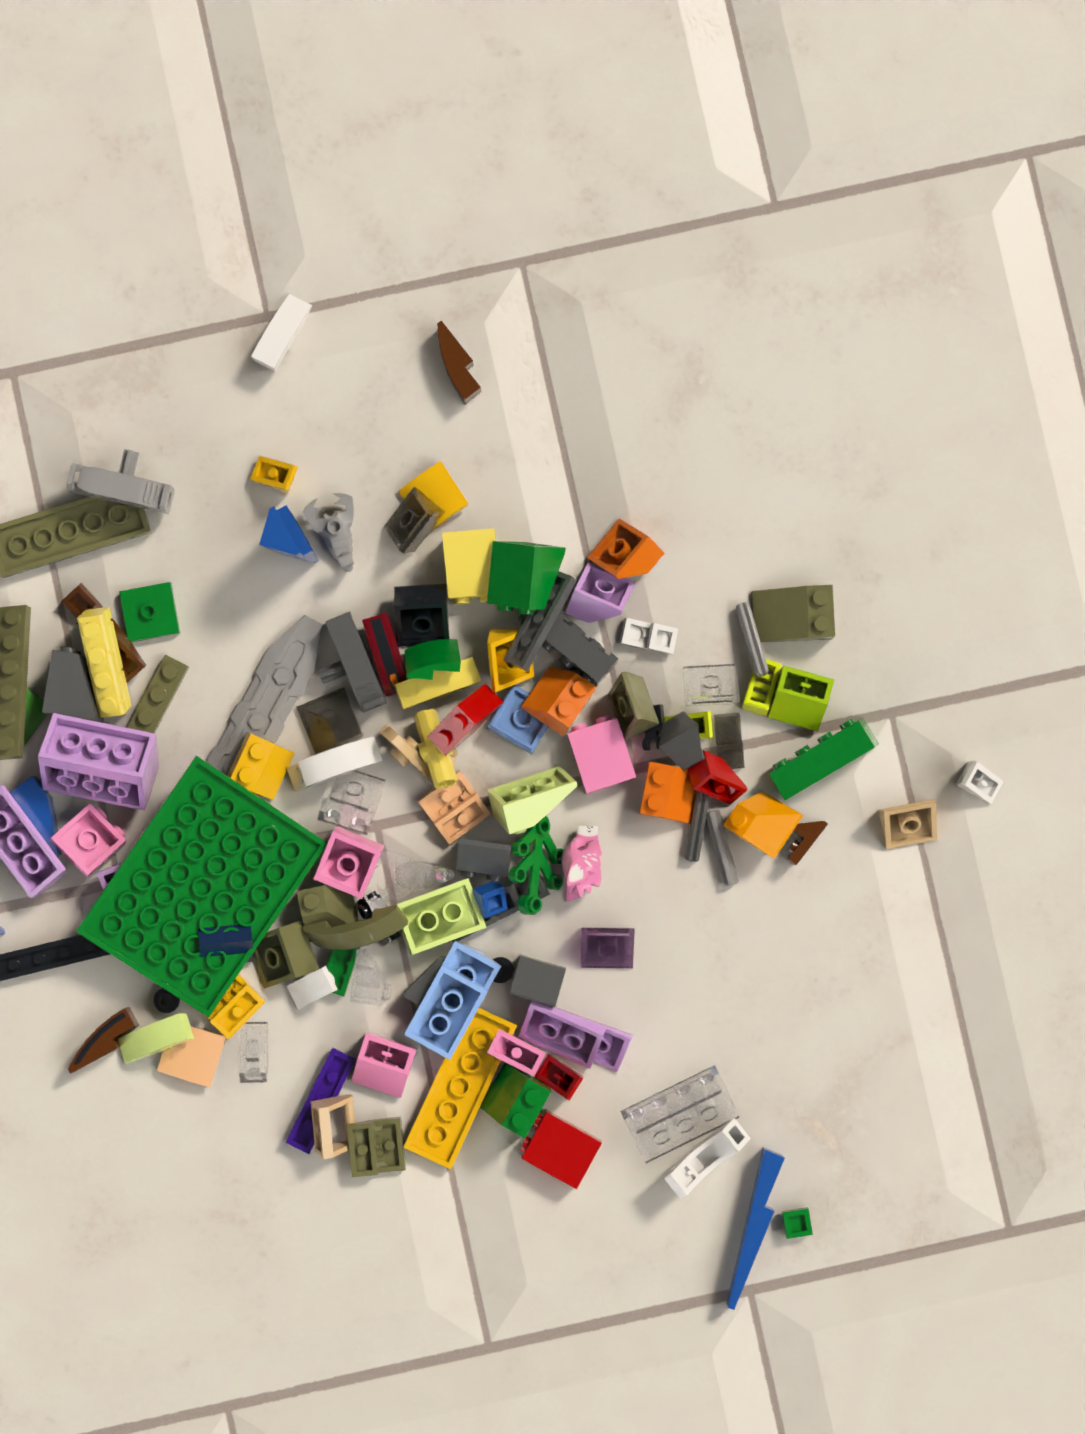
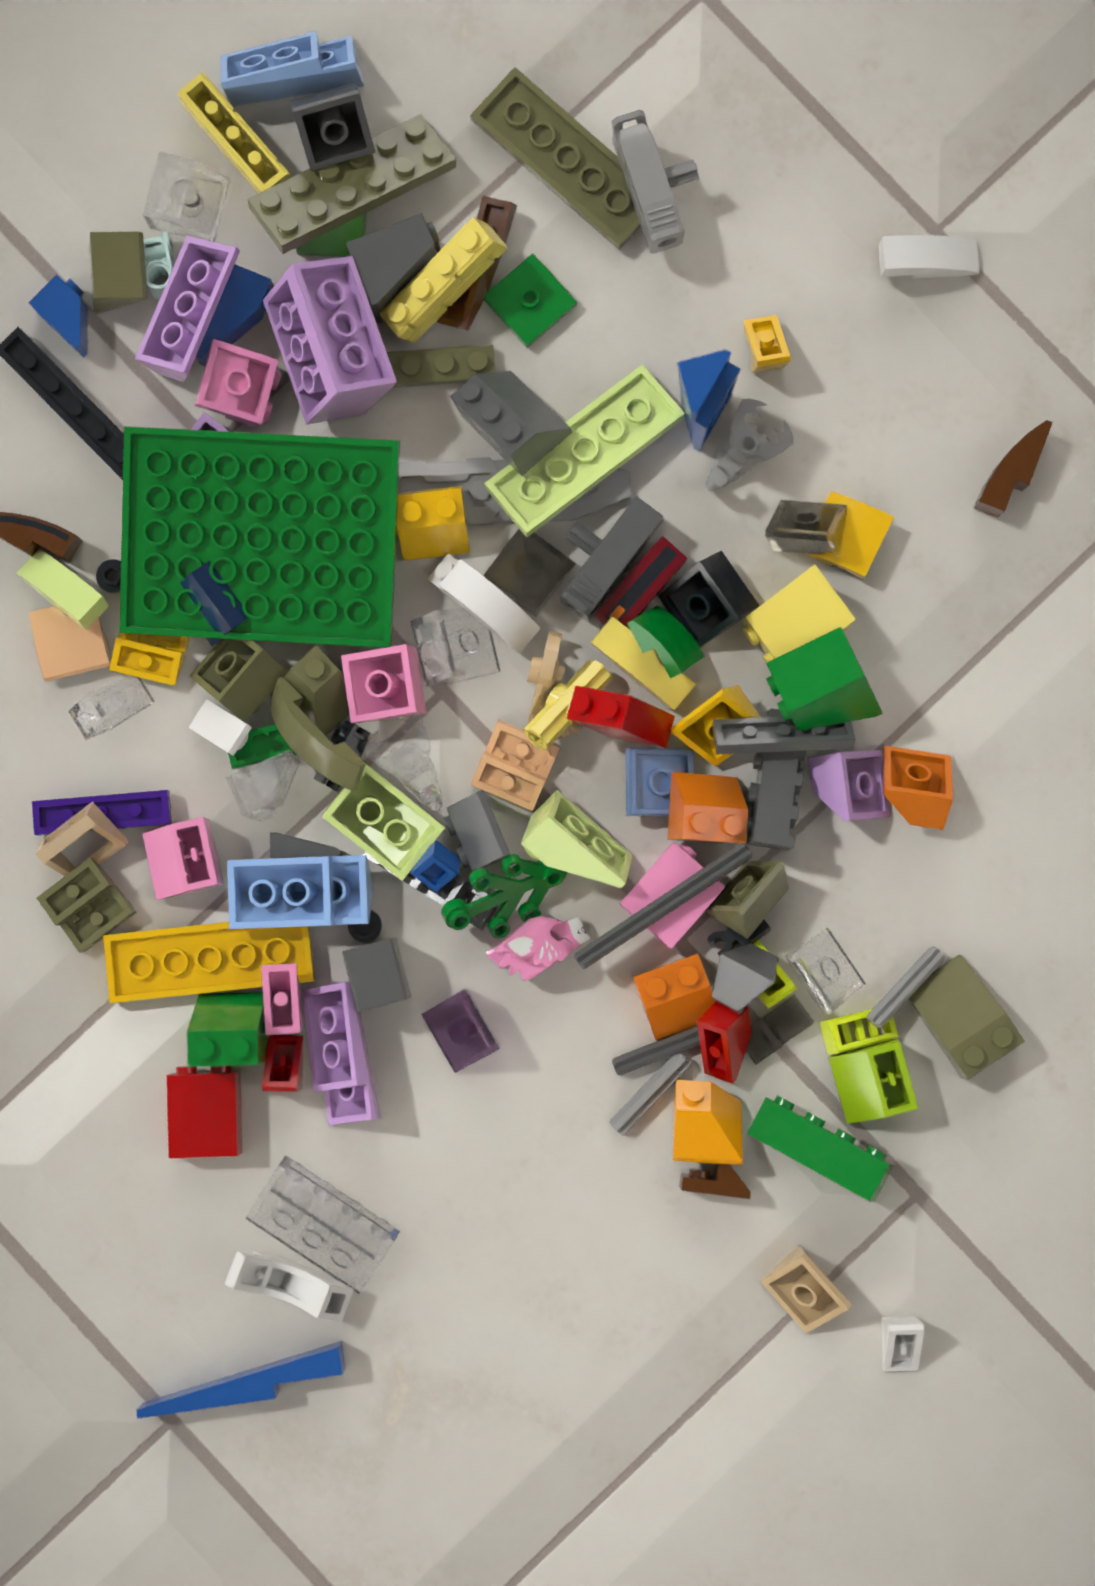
camera: 60 degrees right, 0 degrees up
(222, 672) = (510, 418): none -> dark grey slope
(273, 636) = (601, 441): none -> yellowish green plate
(605, 769) = (663, 906): none -> dark grey axle
(648, 636) = (838, 867): white slope -> none
(797, 1223) = (278, 1431): green plate -> none

